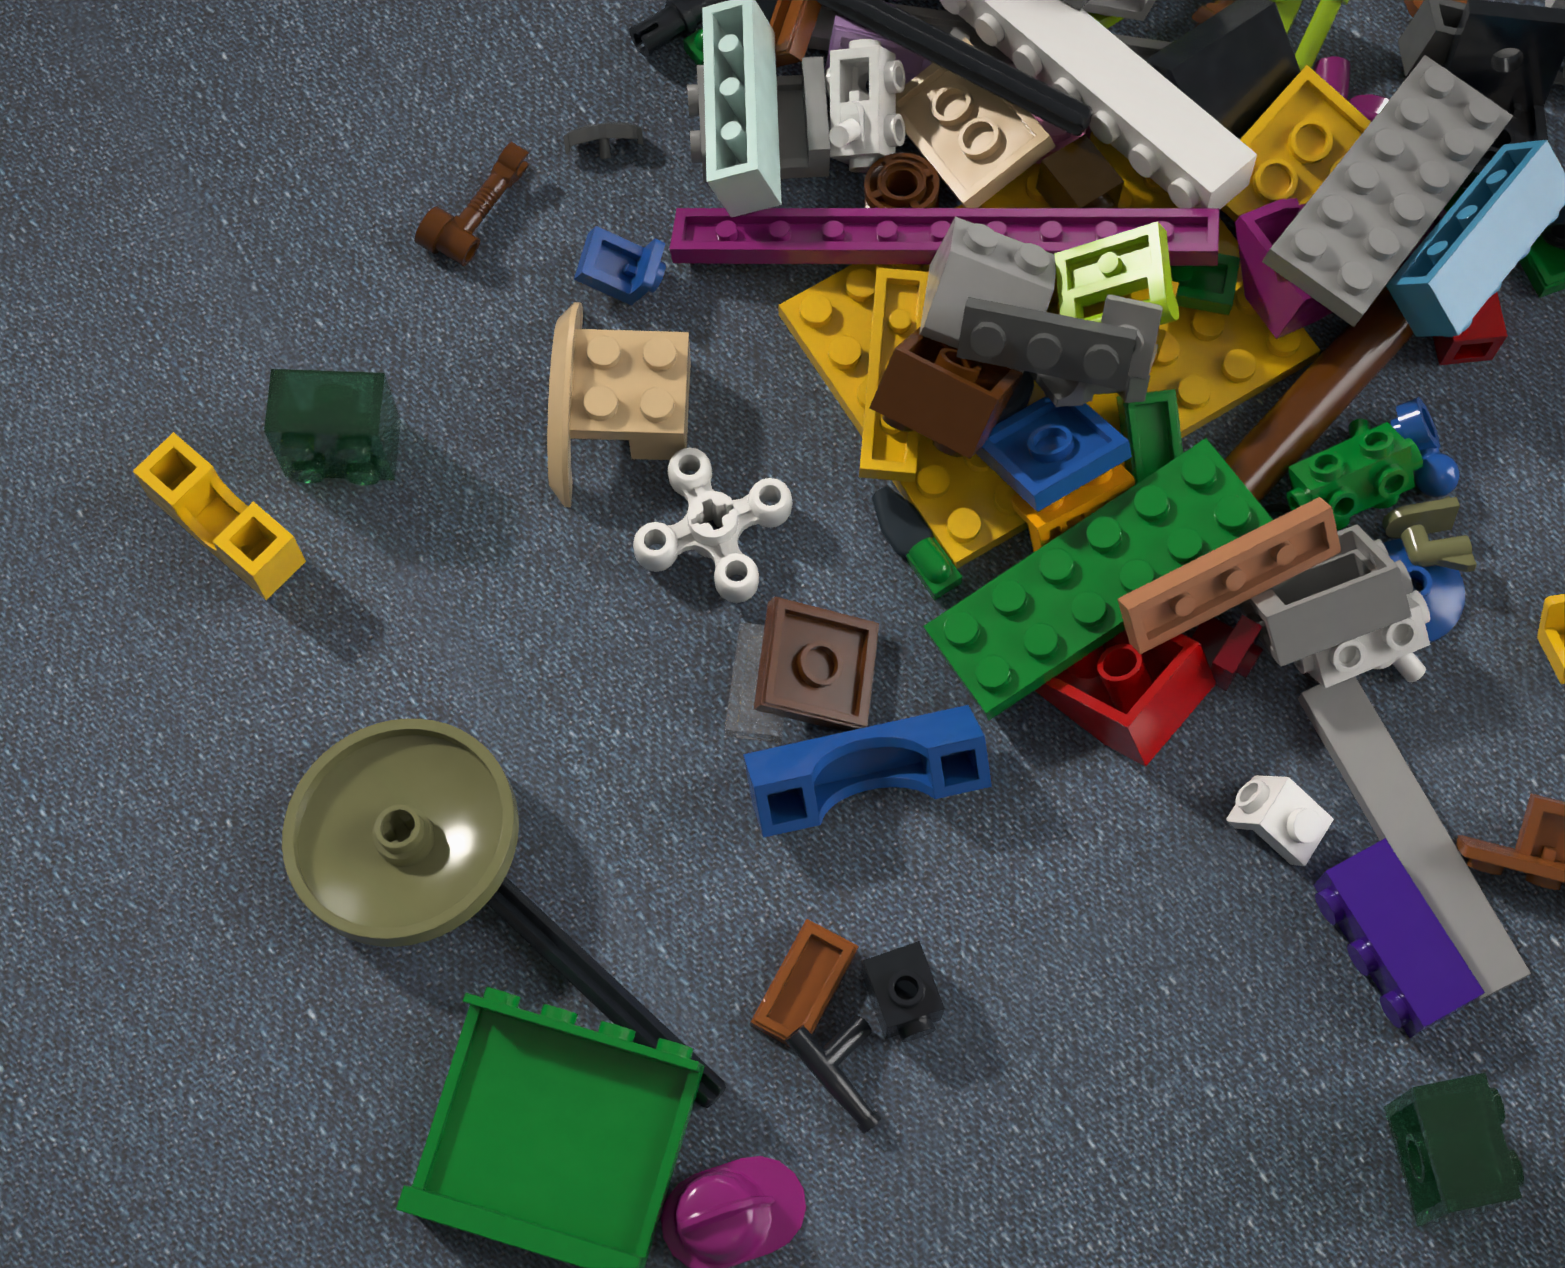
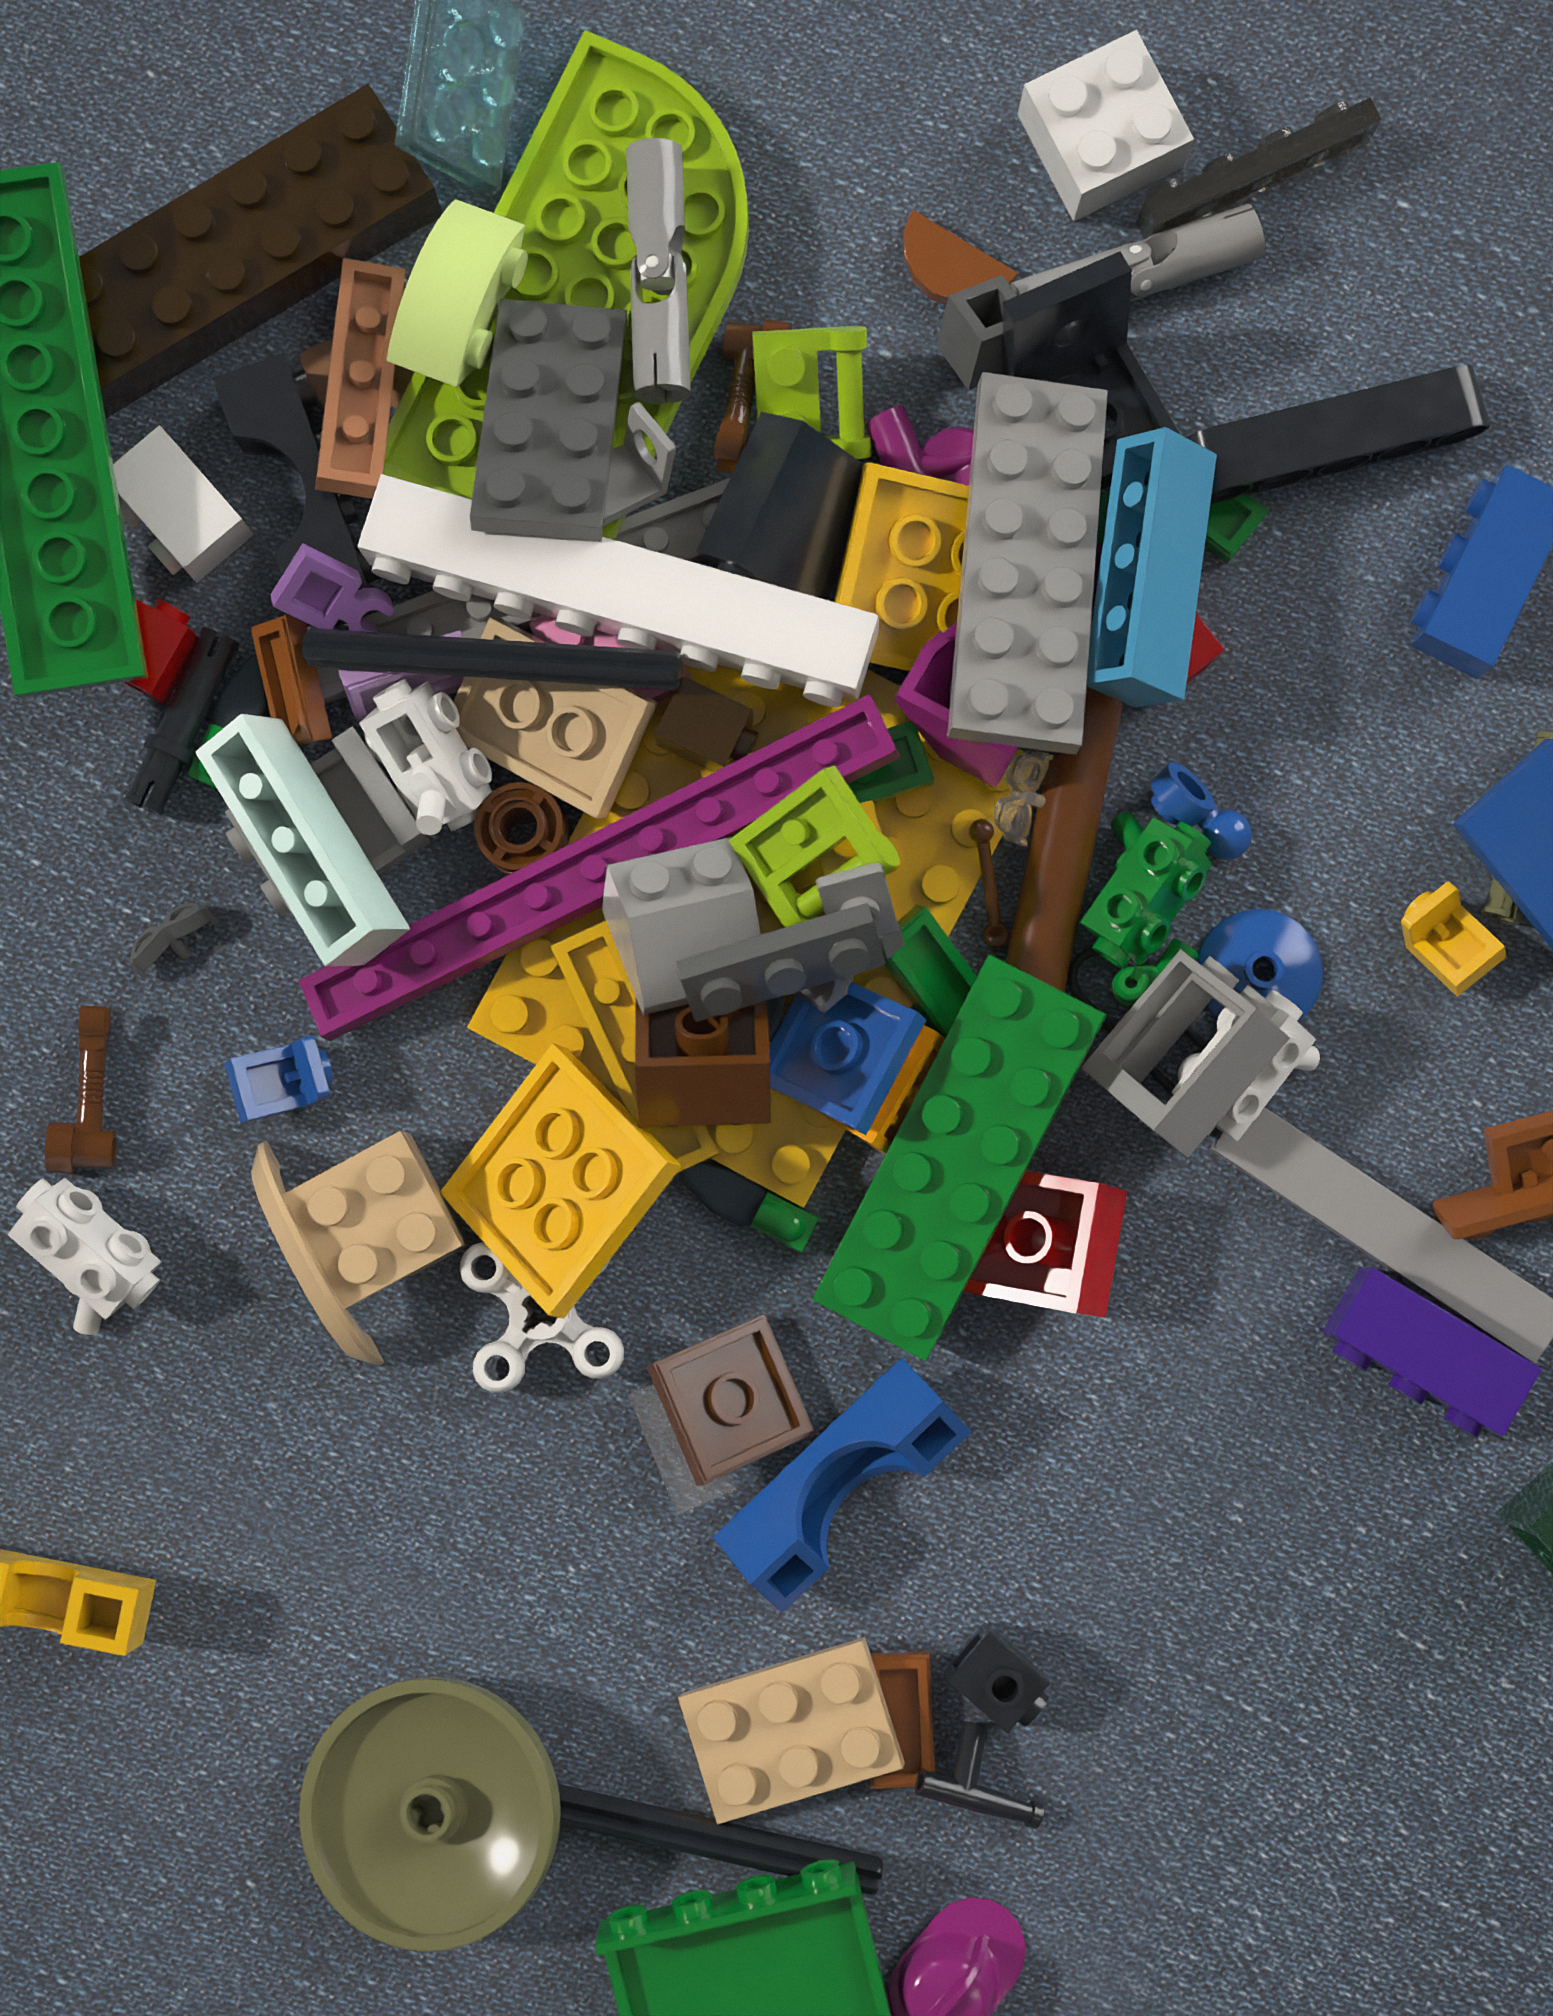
camera: 30 degrees left, 15 degrees up
(333, 425) = (87, 1445): clear green brick -> none
(409, 303) = (85, 1250): none -> white brick
(715, 939) = (791, 1730): none -> tan plate
(784, 428) = (559, 1180): none -> yellow plate
(1229, 575) = (1092, 1096): nougat plate -> none
(1229, 649) = (1116, 1153): dark red bracket -> none
(1246, 367) = (995, 932): none -> reddish brown hinge
(1281, 816) = (1257, 1290): white bracket -> none
(1301, 348) = (1014, 812): none -> clear piece
(1419, 519) = (1281, 918): olive piece -> none

